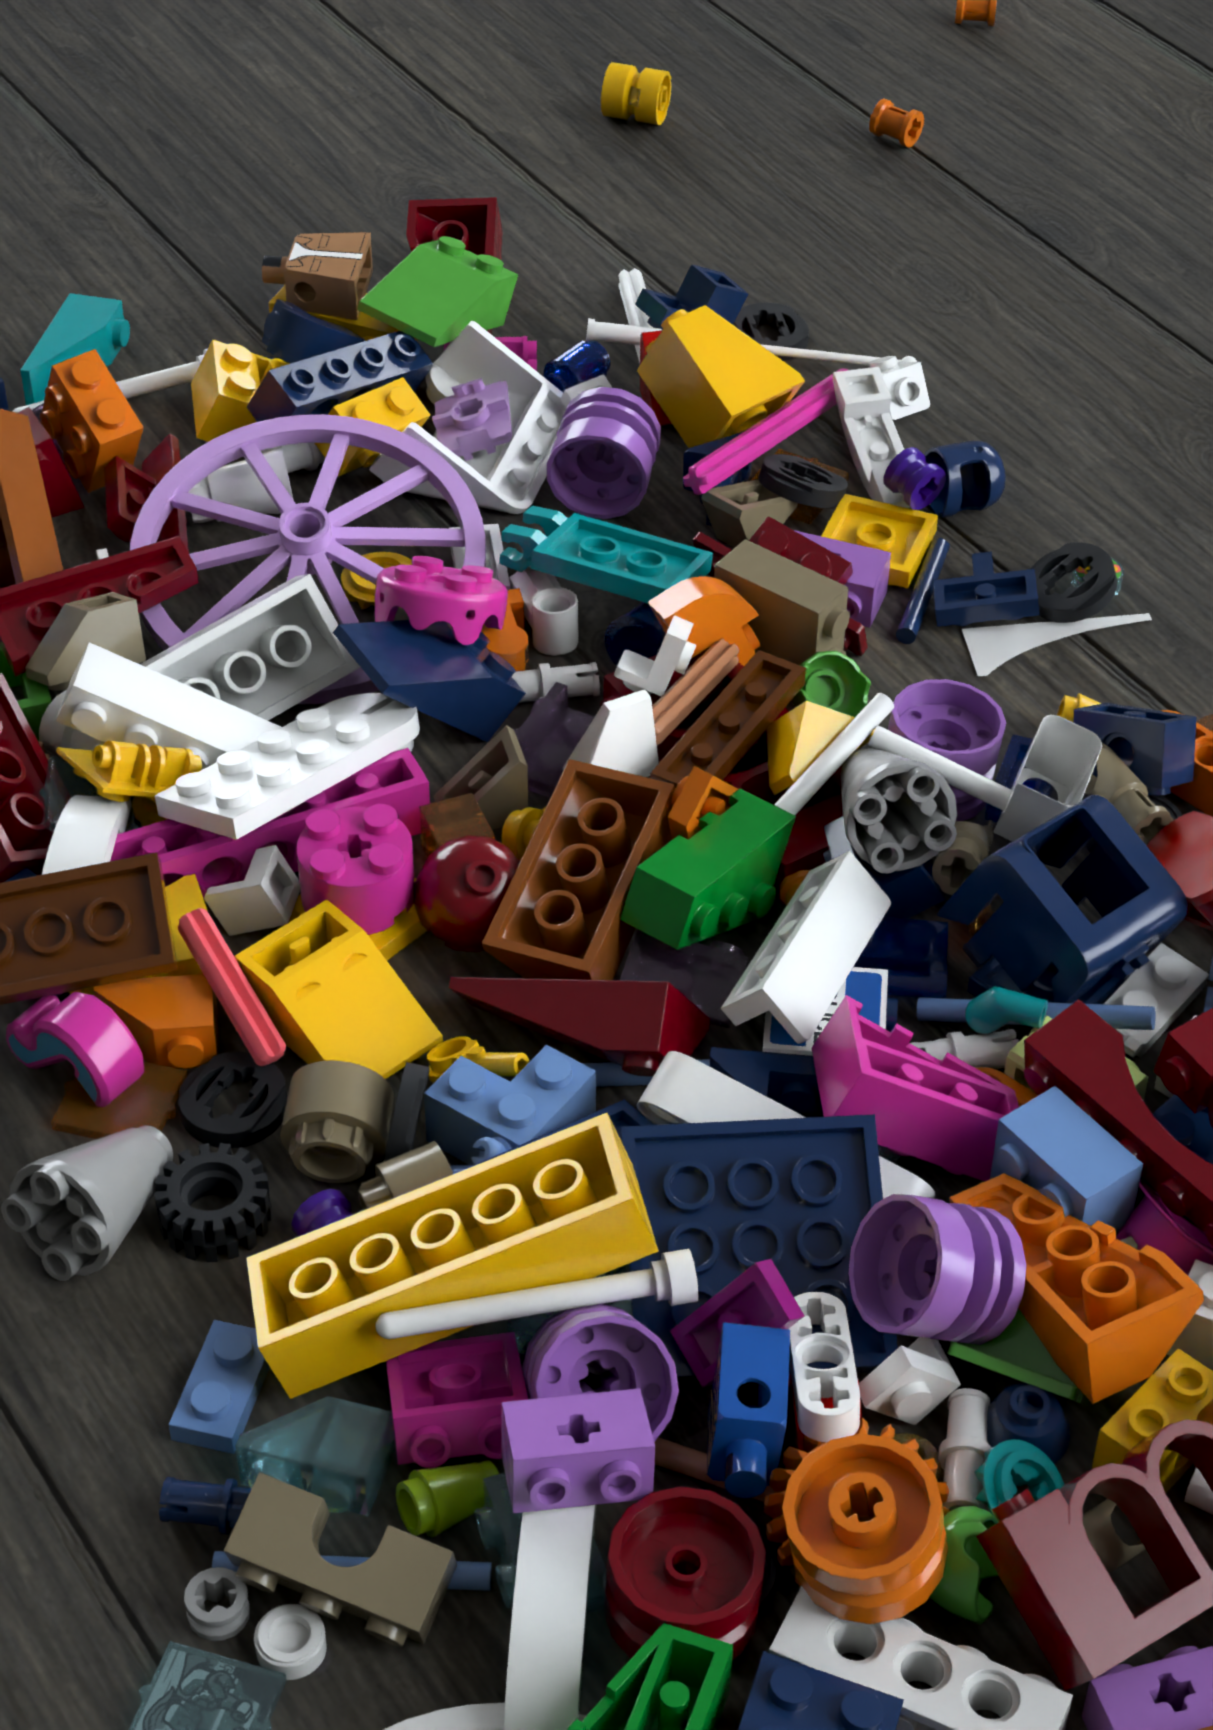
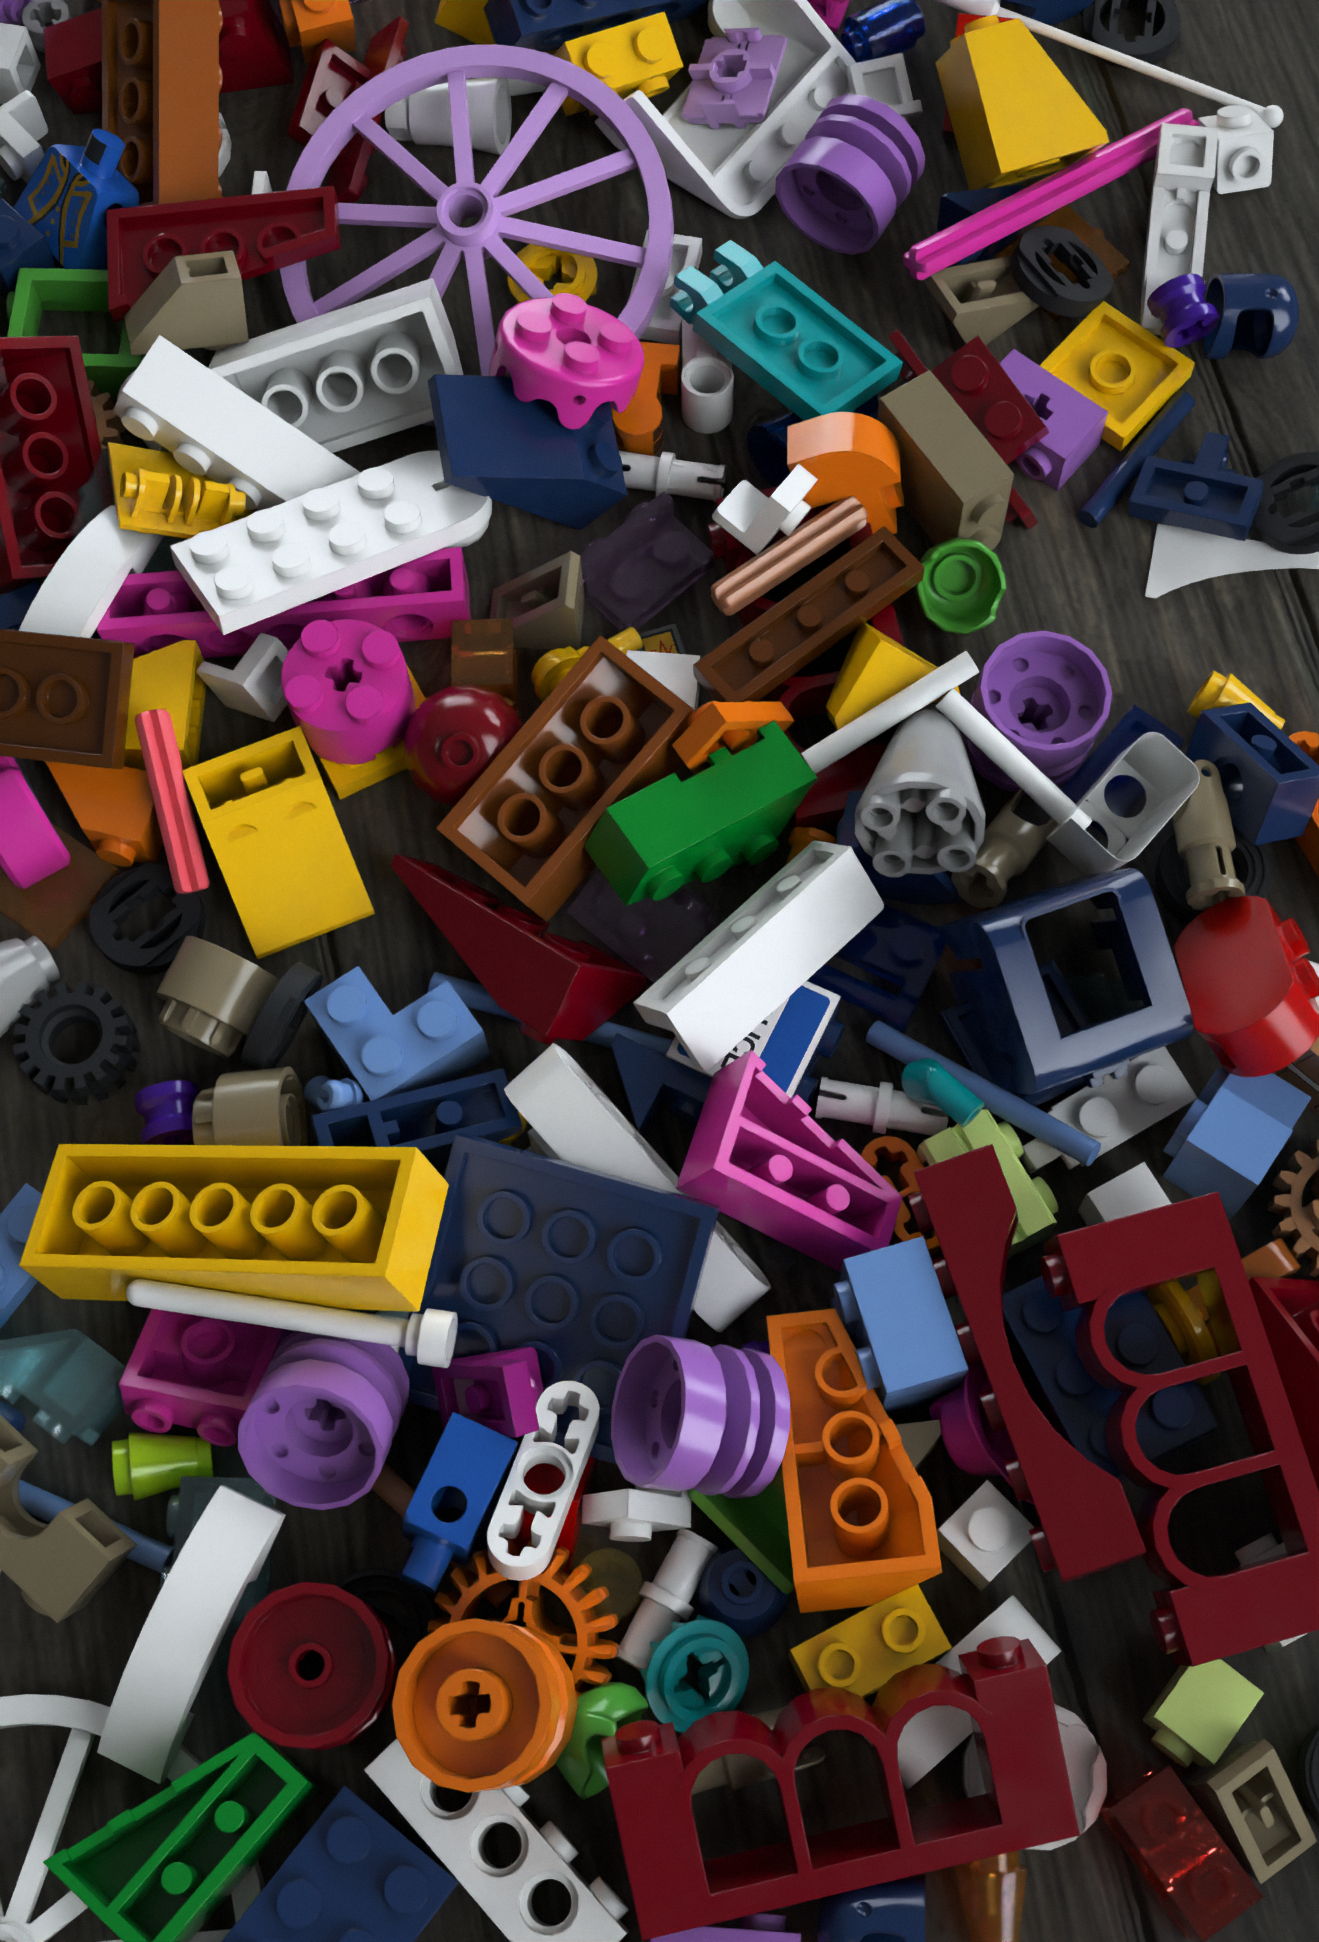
camera: 25 degrees right, 25 degrees up
(447, 1052) = (377, 954): yellow plate -> none
(577, 1450) = (220, 1491): medium lavender brick -> none
(621, 736) = (677, 615): white slope -> none

